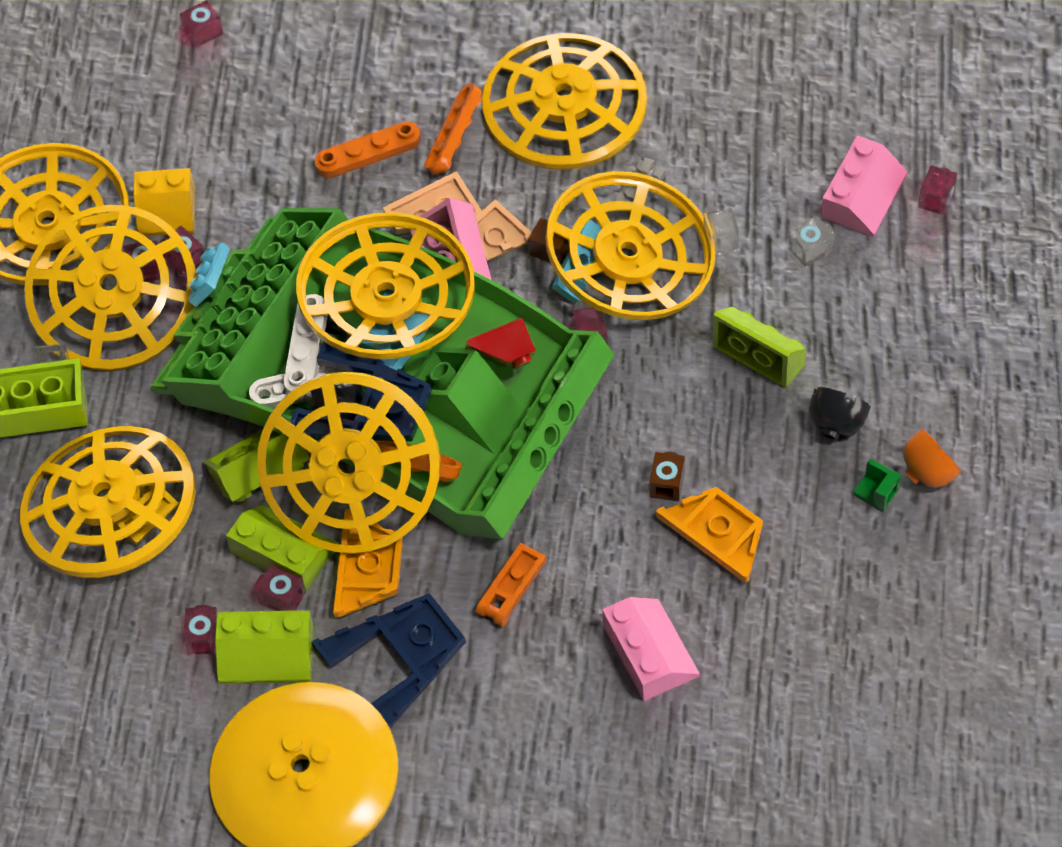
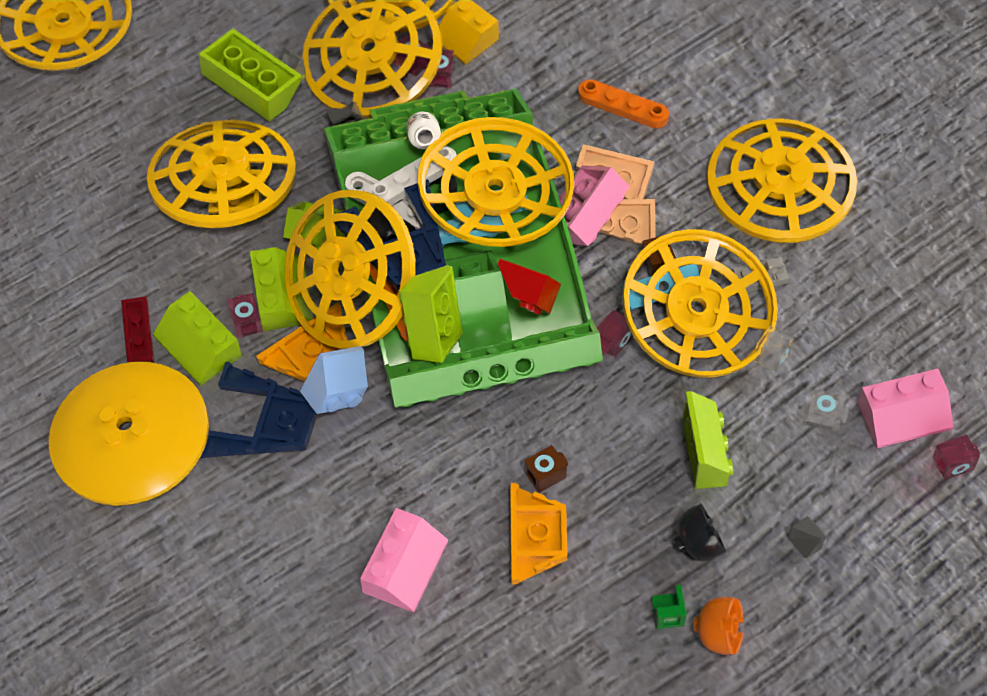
camera: 45 degrees right, 0 degrees up
(151, 358) = (344, 115): none -> dark grey slope
(200, 630) = (175, 289): clear pink brick -> none
(201, 691) = (137, 330): none -> dark red tile
(208, 273) = (430, 90): medium azure tile -> none
(277, 297) = (422, 129): none -> white head
(434, 564) = (336, 380): none -> light blue slope
(452, 129) = (696, 133): orange plate -> none
(462, 435) = (431, 314): none -> lime slope
(511, 584) = (373, 441): orange plate -> none
(908, 343) = (807, 537): none -> dark grey slope

